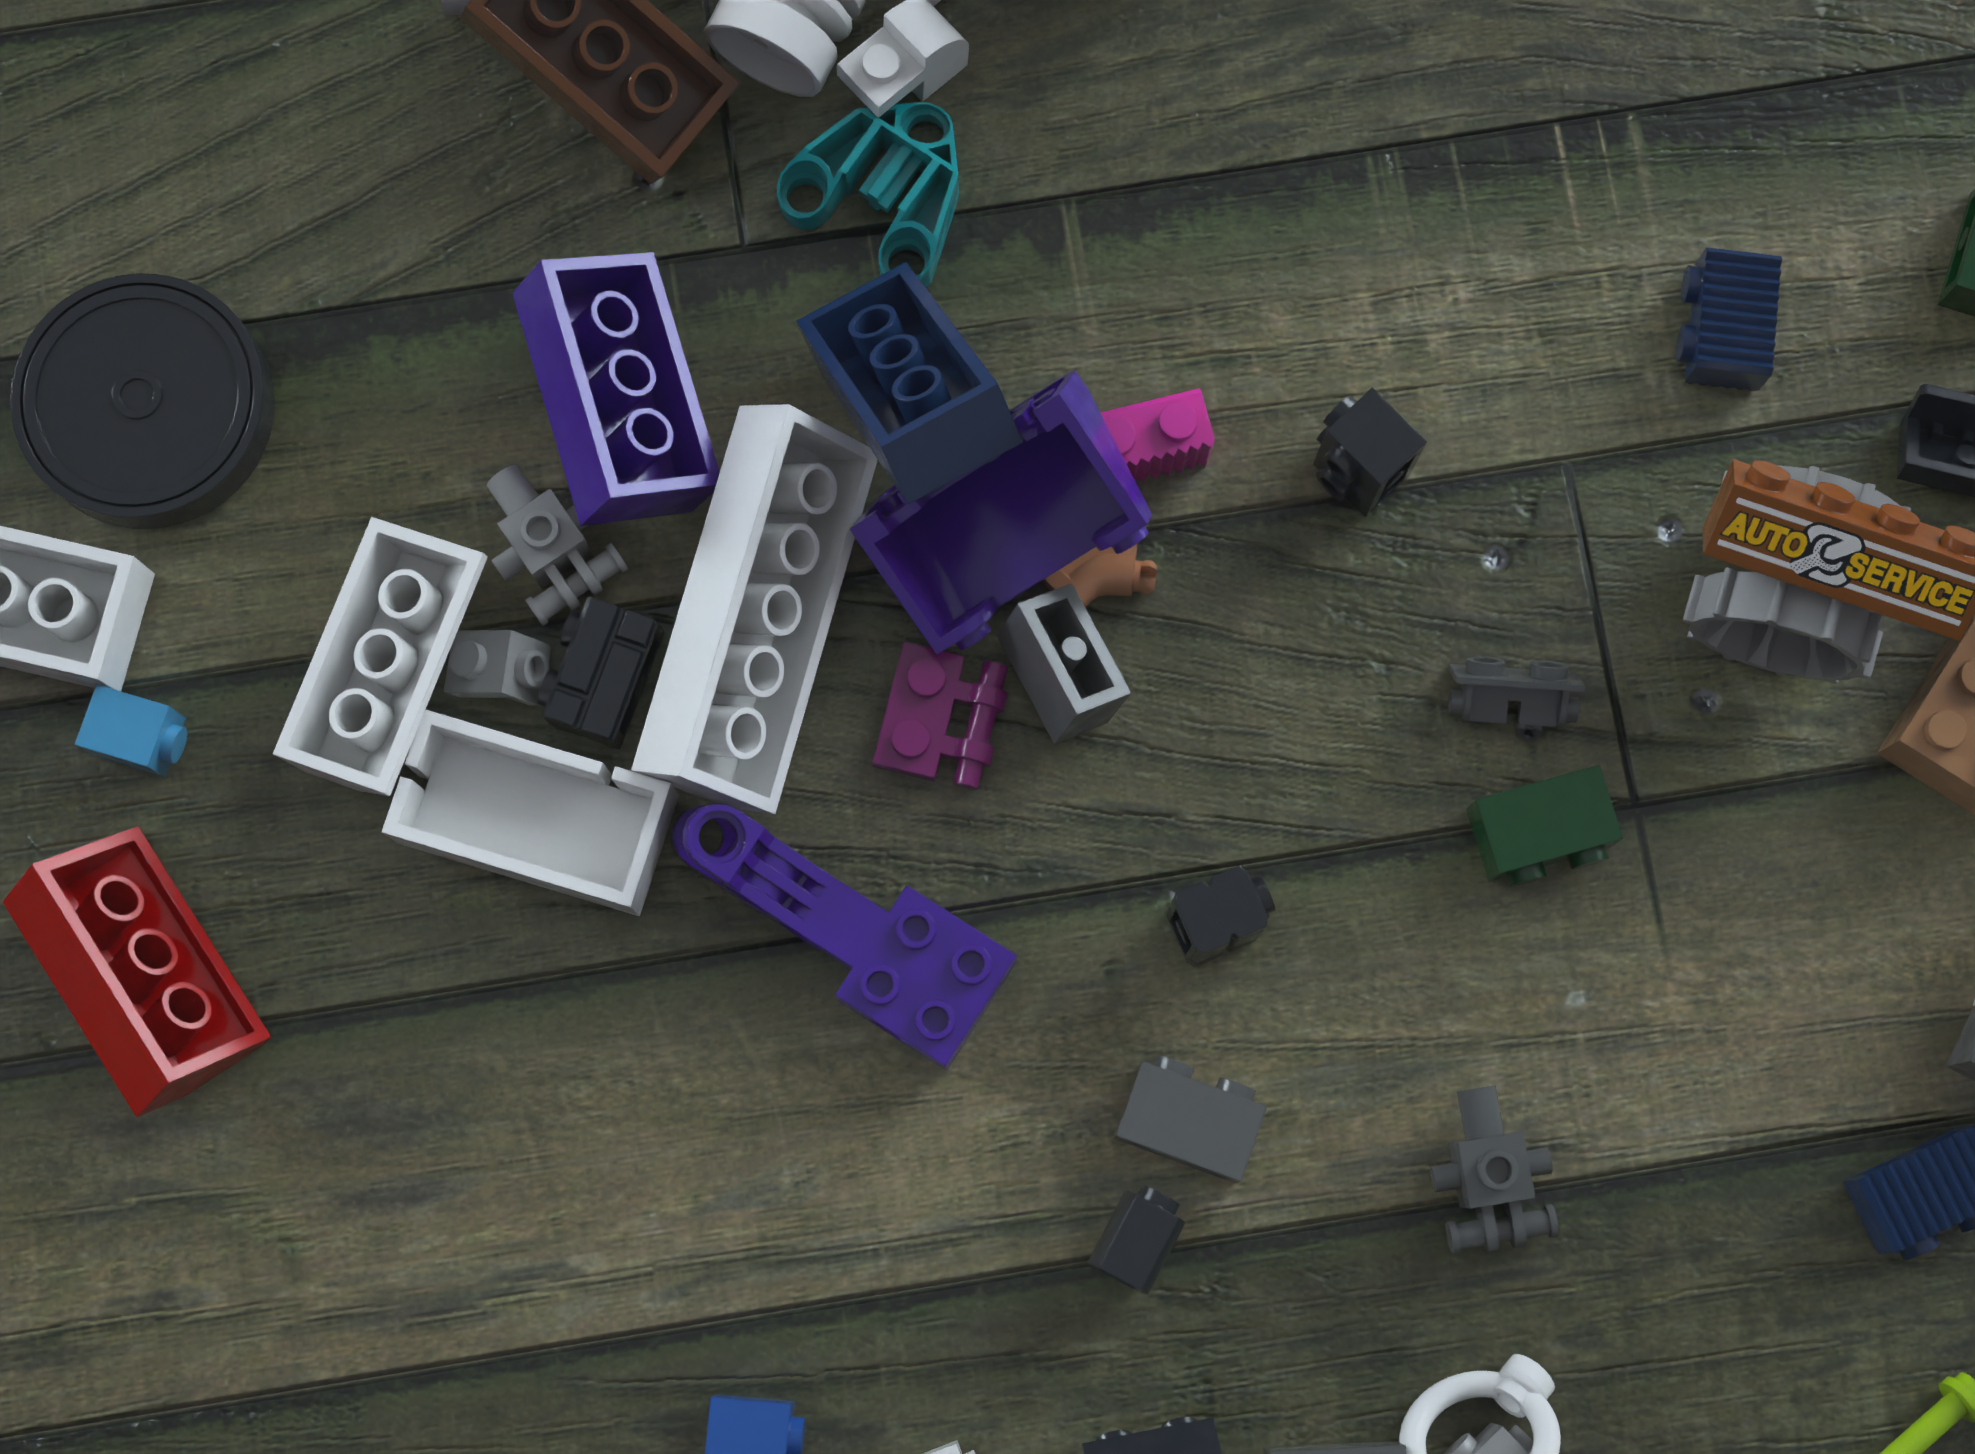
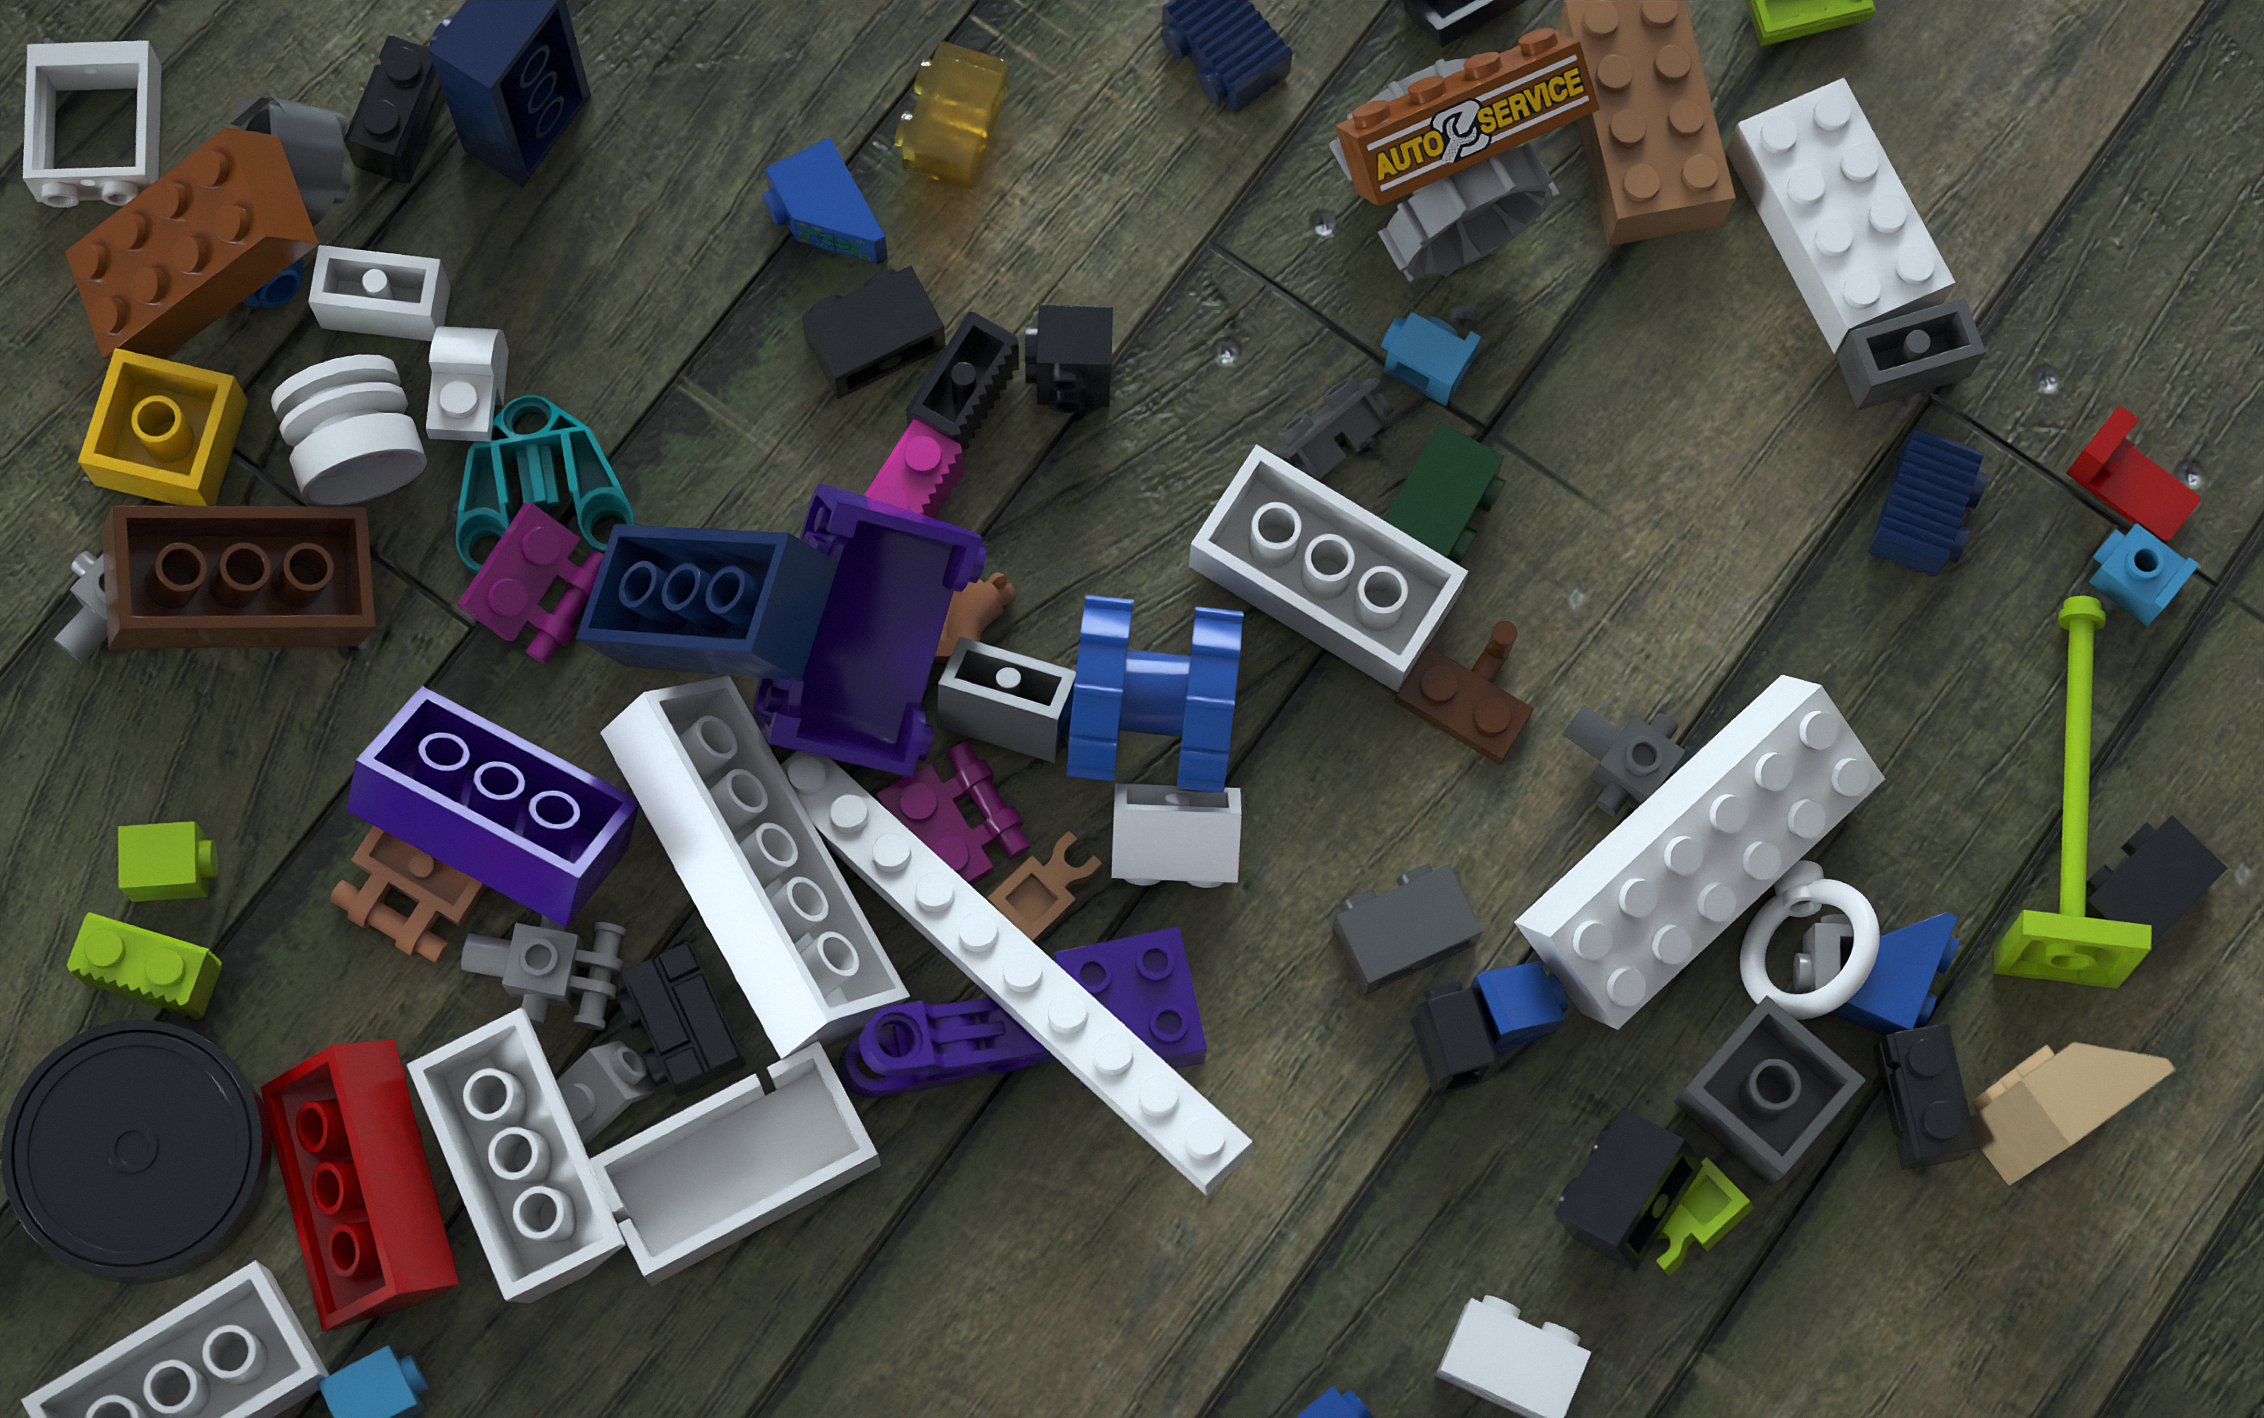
camera: 50 degrees left, 5 degrees down
(270, 571) = (358, 1183): none -> red slope
(274, 273) = (144, 966): none -> lime brick
(362, 211) = (165, 861): none -> lime brick
(525, 408) = (419, 876): none -> nougat plate
(806, 236) = (519, 574): none -> magenta plate
(860, 879) = (1018, 975): none -> white plate
(943, 829) = (1039, 894): none -> medium nougat plate
(1087, 883) = (1176, 835): none -> white brick
(1150, 740) = (1154, 693): none -> blue piece
(1214, 1262) = (1520, 1003): none -> blue slope
(1220, 914) = (1288, 766): black brick -> none
(1241, 294) = (873, 330): none -> black brick
(1268, 396) = (966, 379): none -> black brick
(1298, 163) = (823, 204): none -> blue slope
(1401, 793) = (1327, 568): none -> white brick
(1411, 996) = (1466, 700): none -> reddish brown plate
(1463, 185) = (953, 114): none -> clear yellow brick
(1472, 1284) = (1700, 850): none -> white brick
(1646, 706) = (1428, 355): none -> dark azure brick

